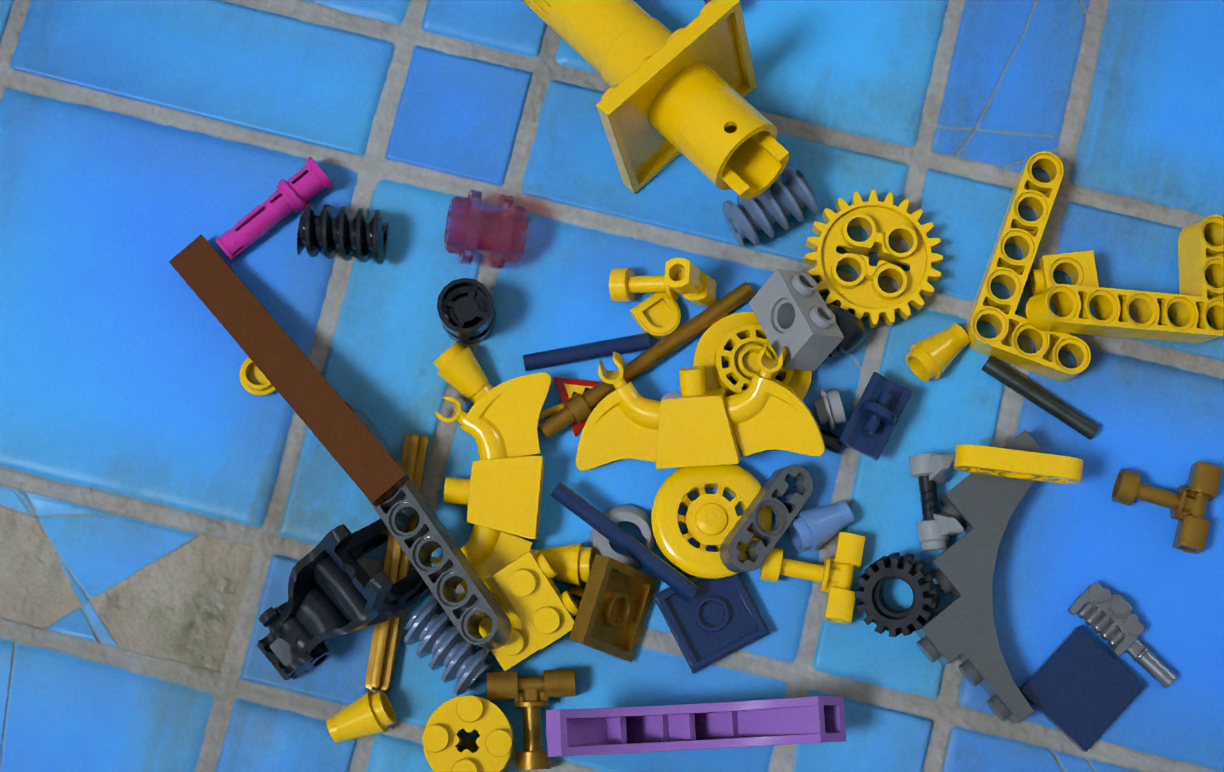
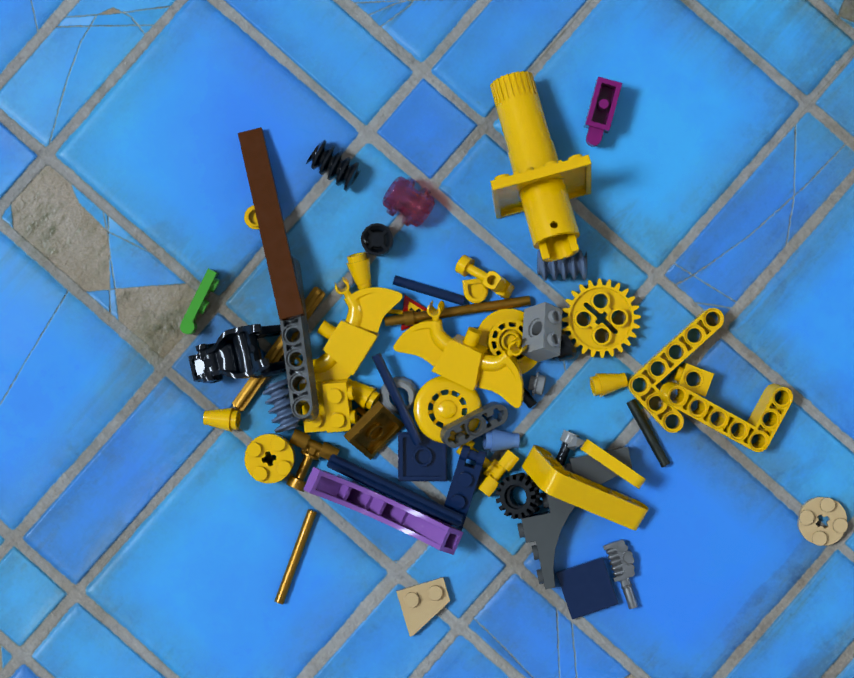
camera: 25 degrees right, 10 degrees up
(233, 550) = (199, 303): none -> bright green plate
(289, 196) = (316, 130): dark pink pin -> none
(696, 688) = (395, 491): none -> dark blue axle
(800, 625) = (464, 481): none -> dark blue plate
(875, 416) = (557, 400): dark blue hips -> none
(991, 532) = (581, 492): none -> yellow beam
(1186, 505) = (690, 525): pearl gold bar -> none

